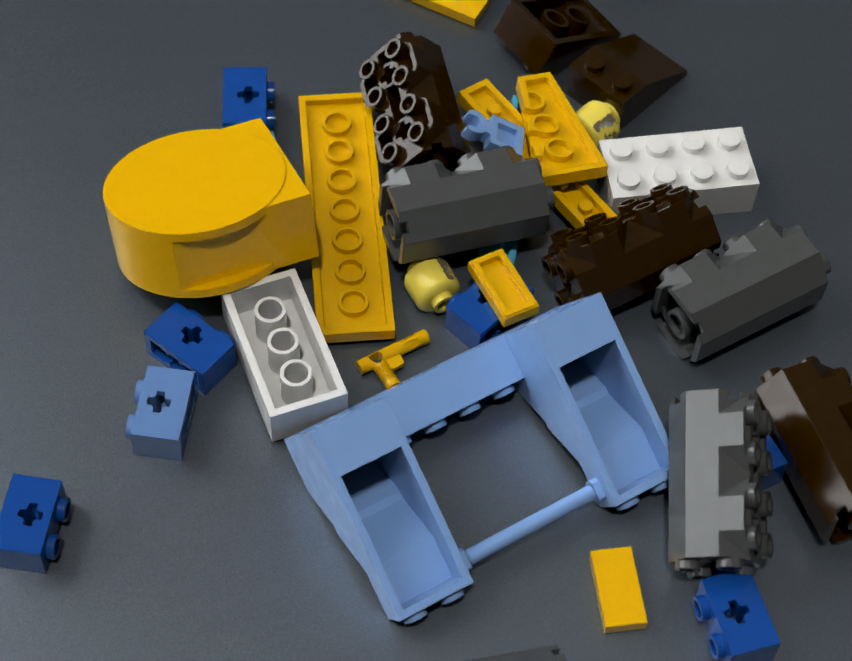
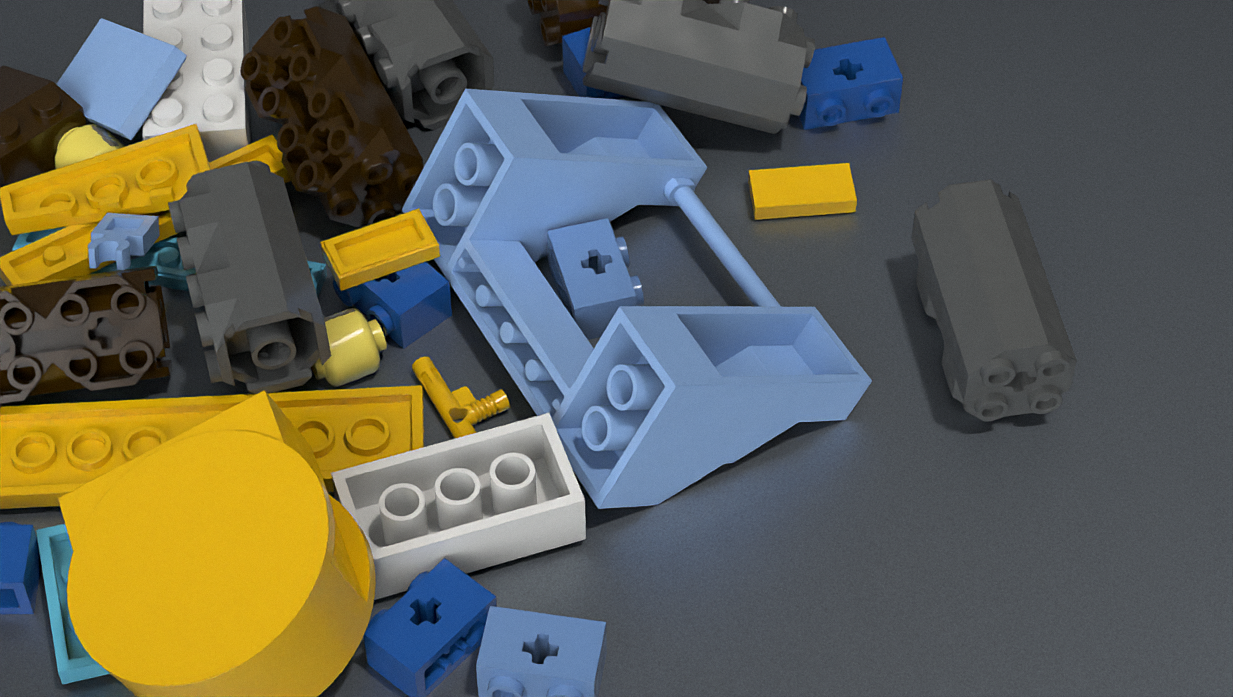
camera: 85 degrees left, 5 degrees down
(503, 435) = (592, 274): none -> medium blue brick
(655, 121) = (120, 76): none -> light blue tile

